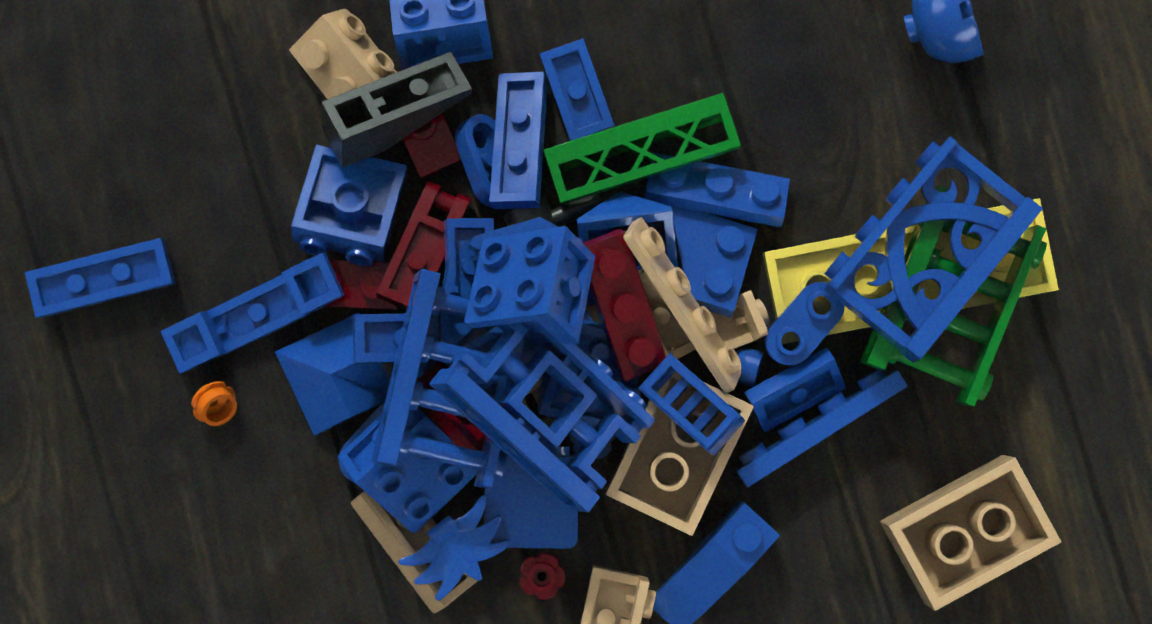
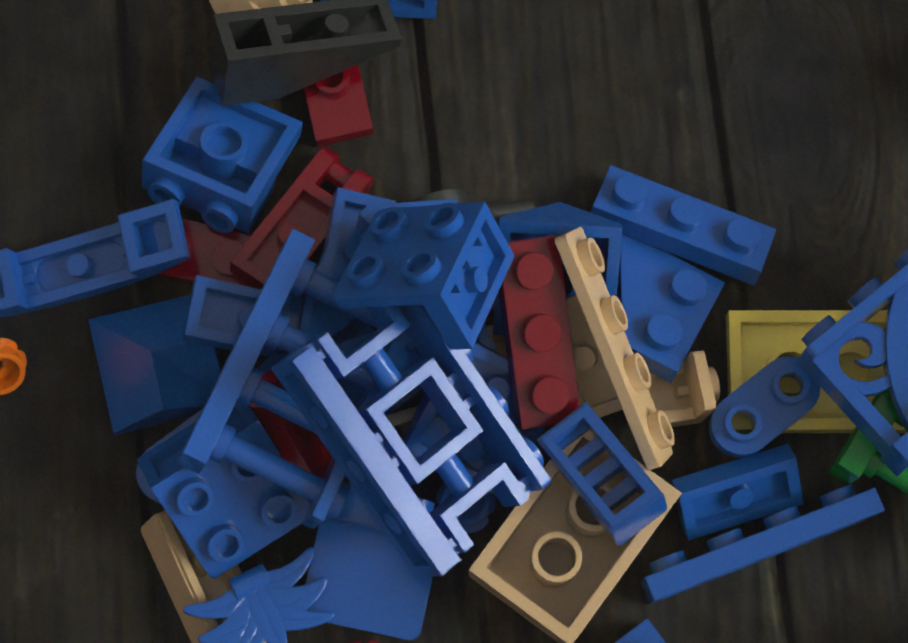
camera: 10 degrees right, 10 degrees down
(477, 159) = (402, 135): blue plate -> none
(518, 140) = (446, 116): plate -> none
(576, 90) = (530, 74): blue plate -> none
(640, 134) = (596, 141): green fence -> none
(751, 365) = (686, 452): blue hinge -> none

